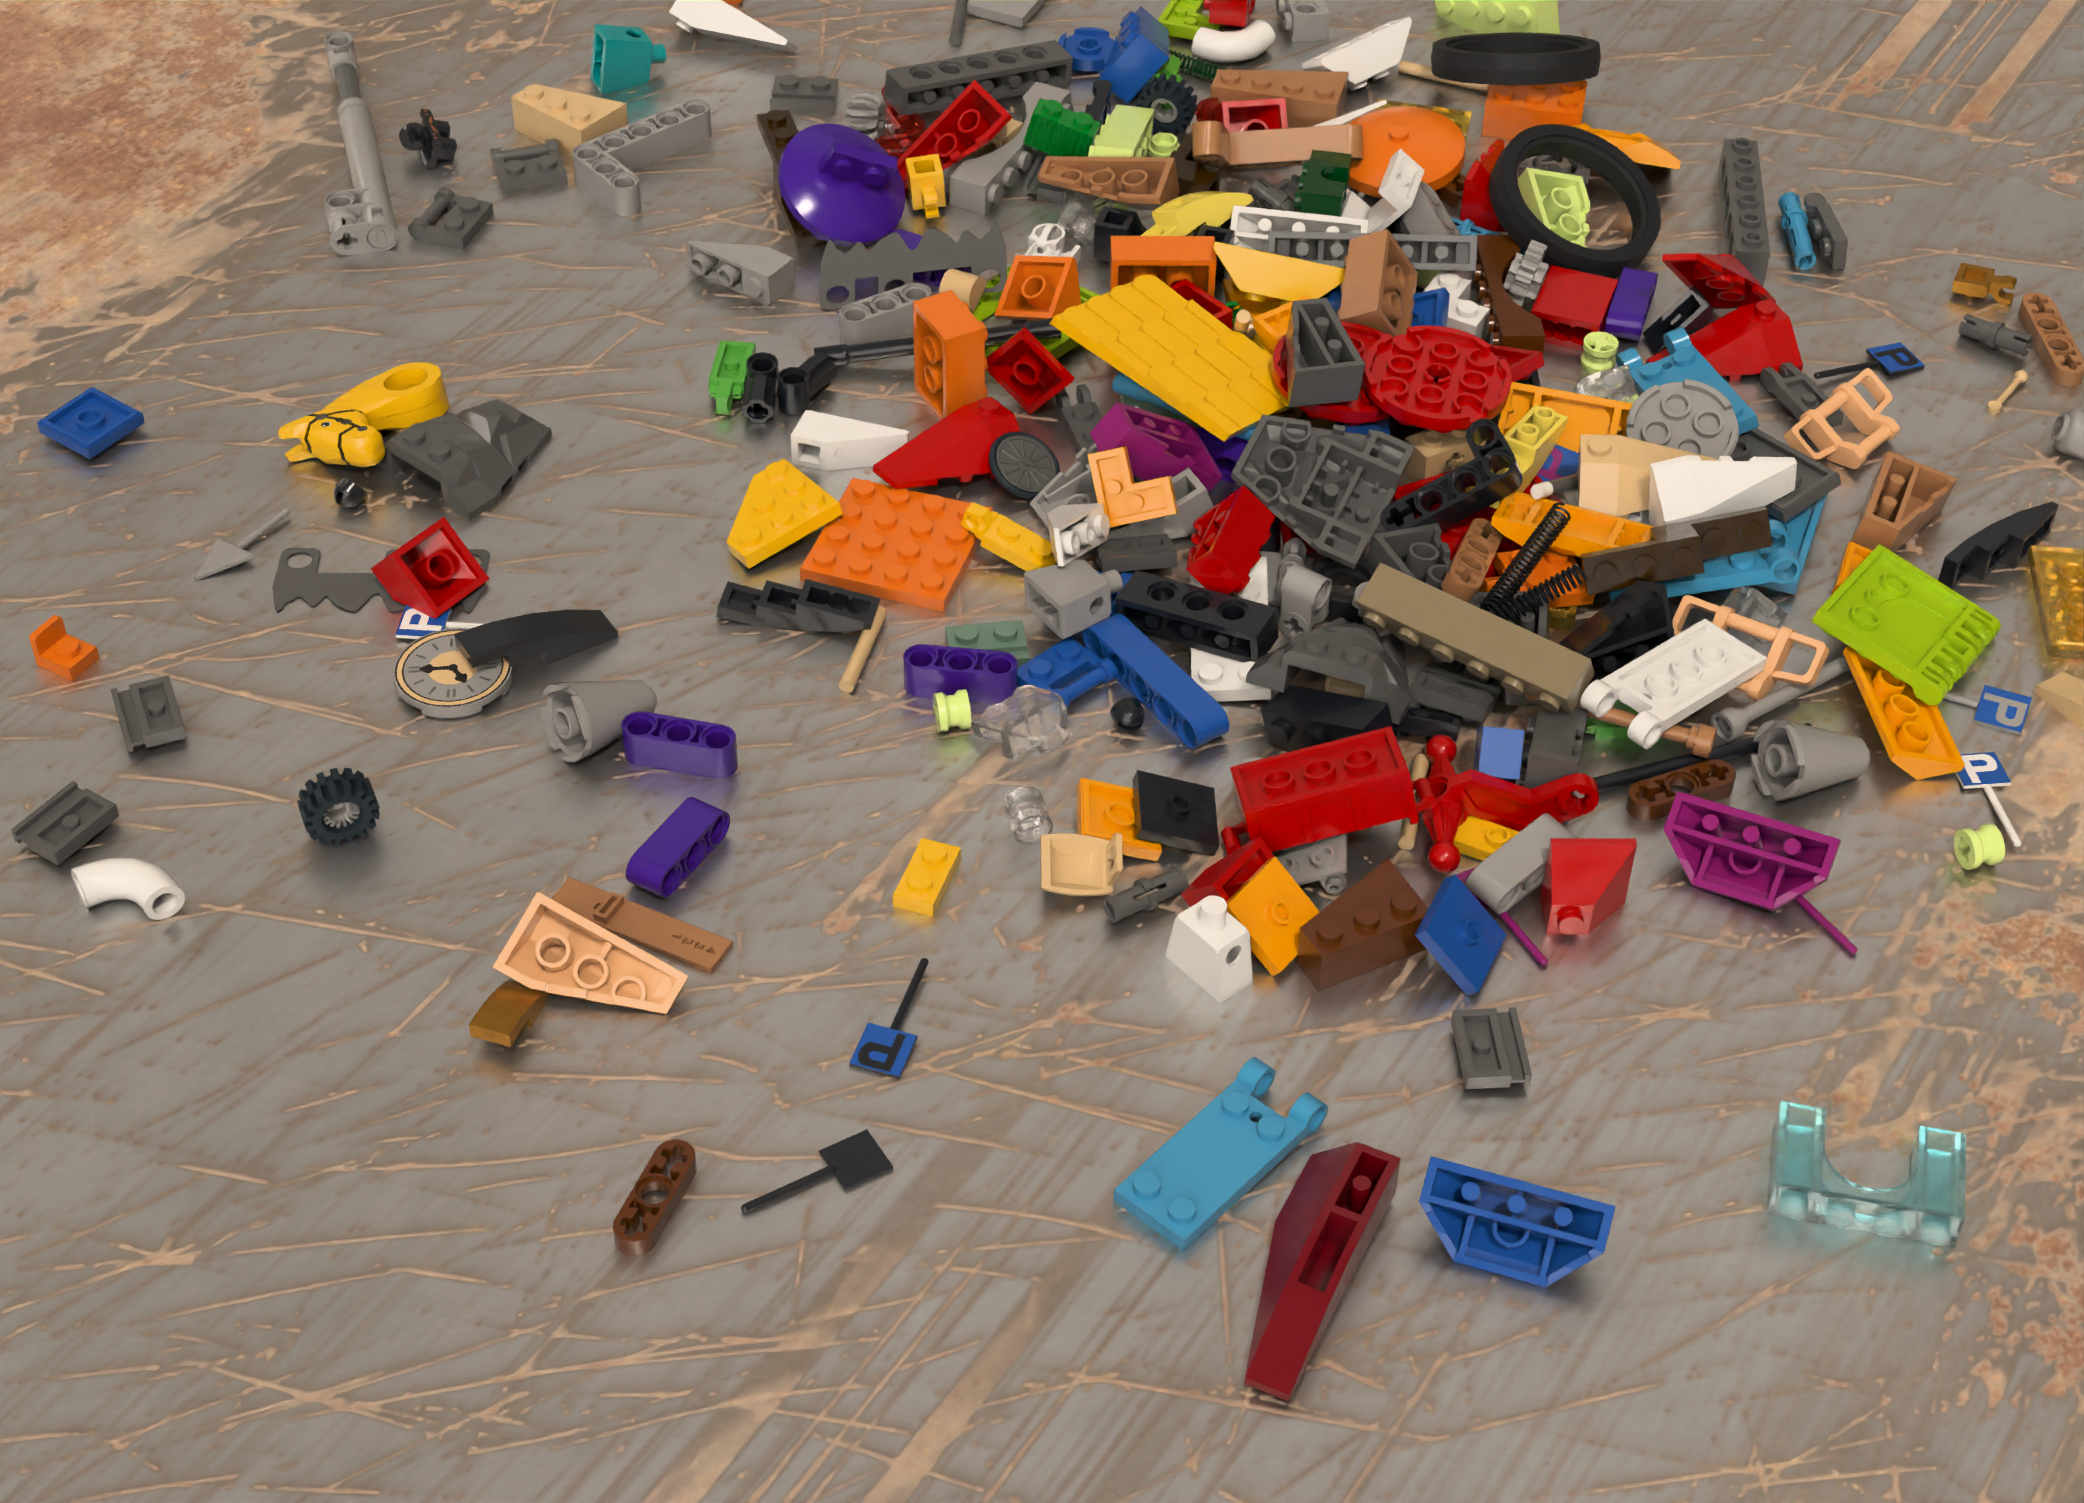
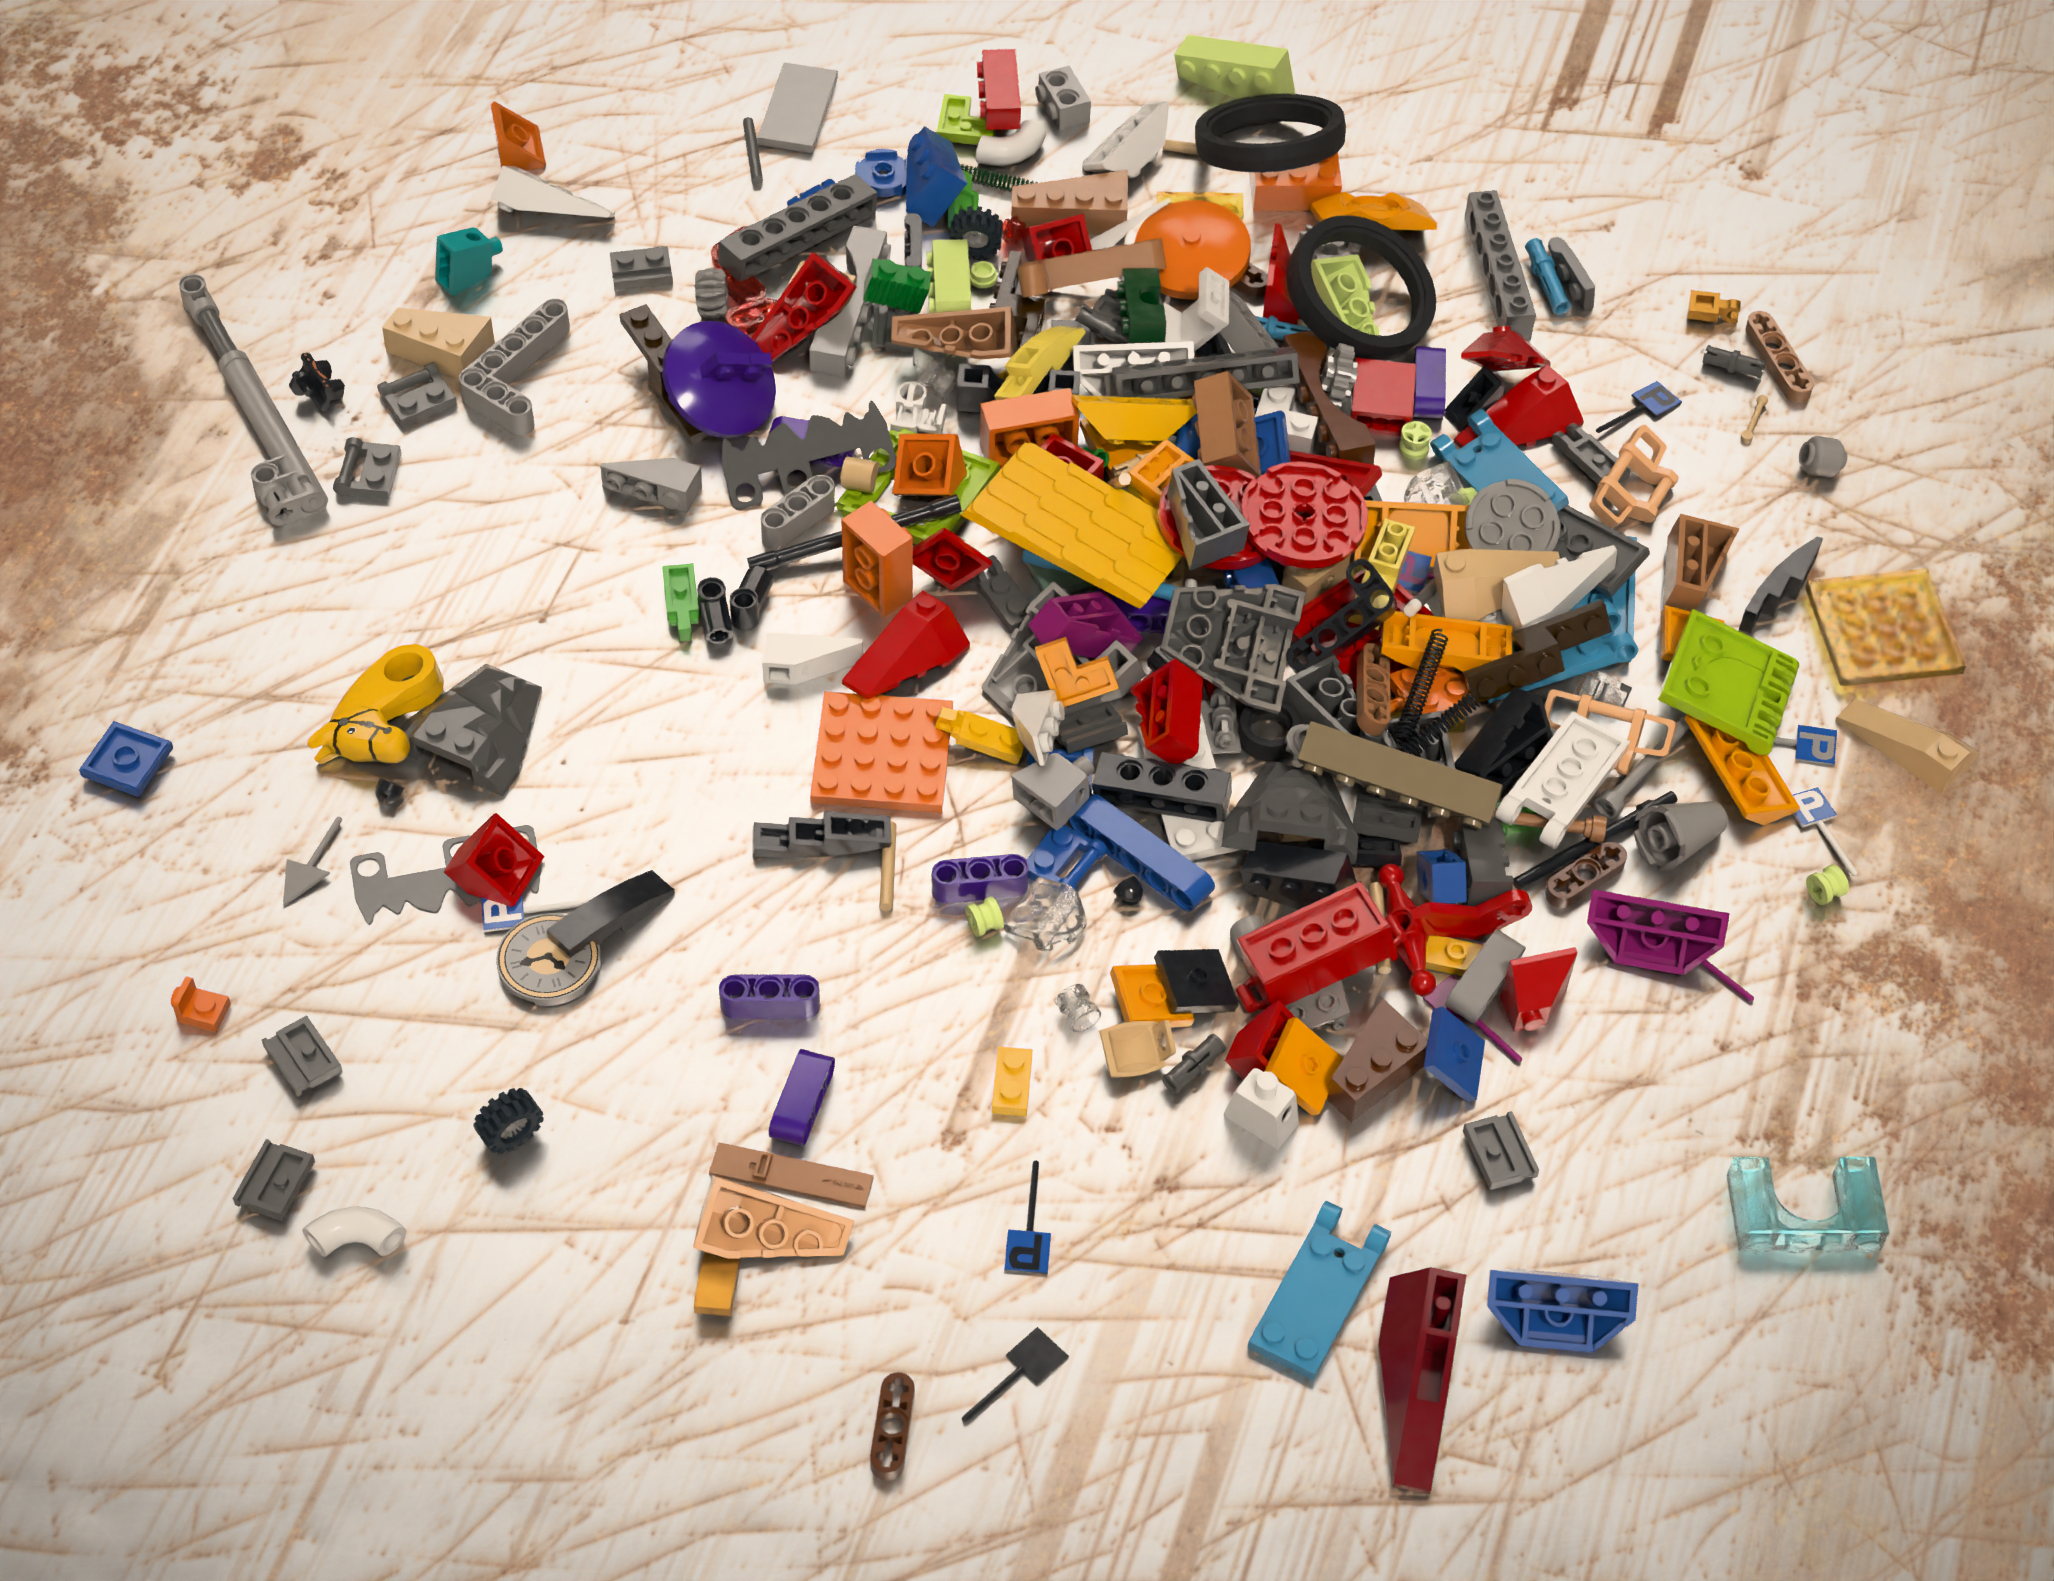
camera: 15 degrees left, 10 degrees up
(590, 713) = (688, 984): light grey cone -> none
(777, 512) = (773, 741): yellow plate -> none
(926, 184) = (790, 360): yellow brick -> none
(997, 636) = (991, 838): sand green plate -> none
(1022, 463) = (967, 651): dark grey wheel -> none
(1303, 600) = (1244, 753): light grey piece -> none

